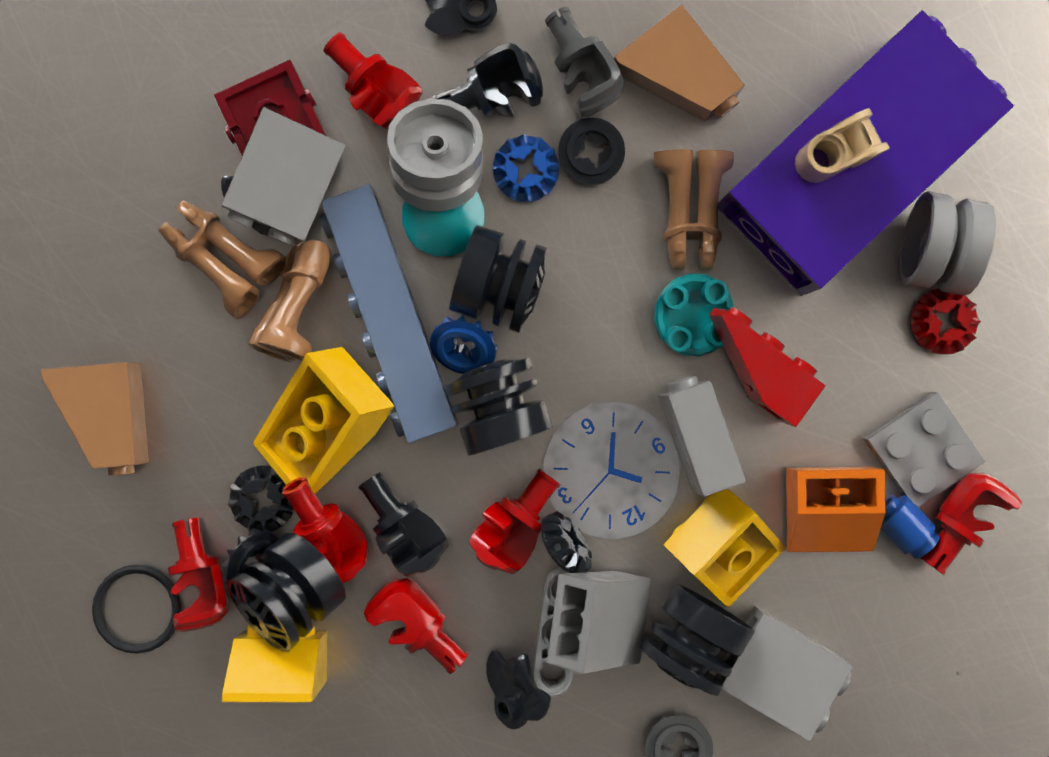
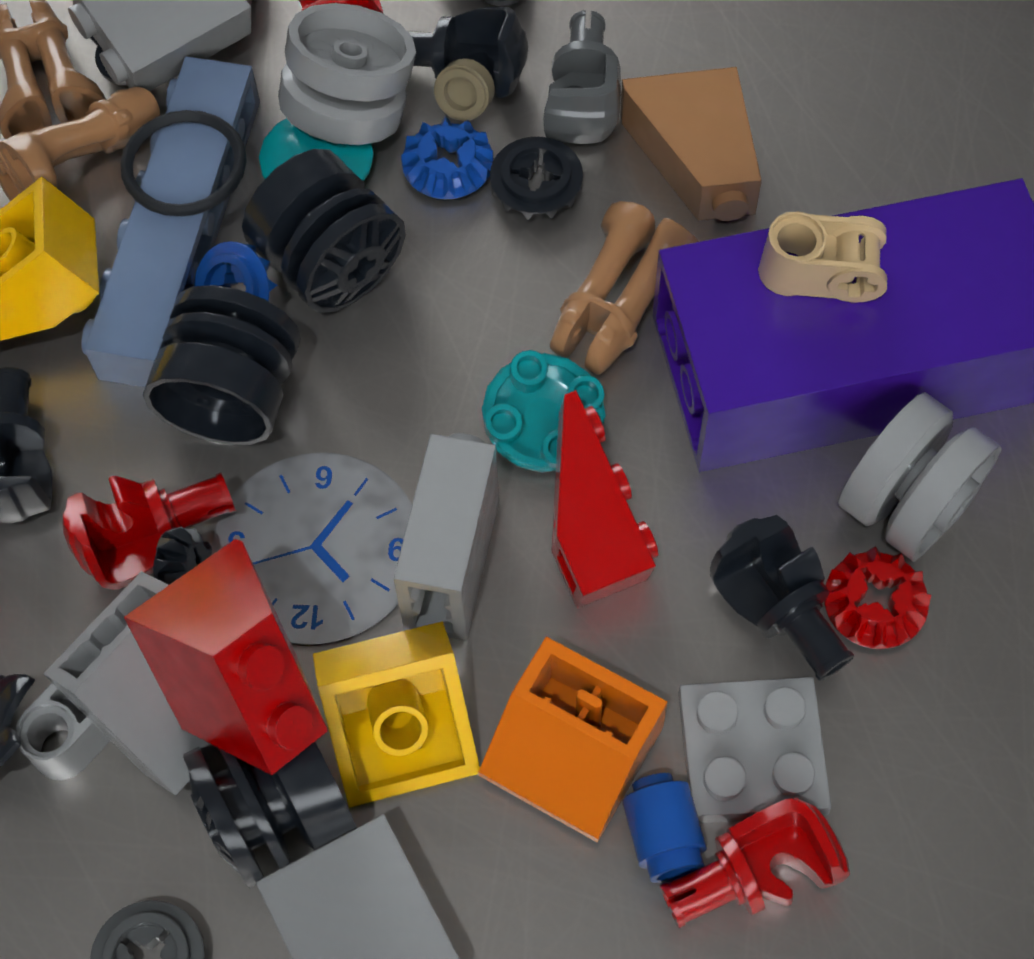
camera: 30 degrees right, 25 degrees down
(382, 242) = (188, 208): none -> black tyre
(513, 117) = (464, 89): none -> dark tan tile
(655, 601) = (228, 662): none -> red slope
(897, 352) = (779, 590): none -> black piece

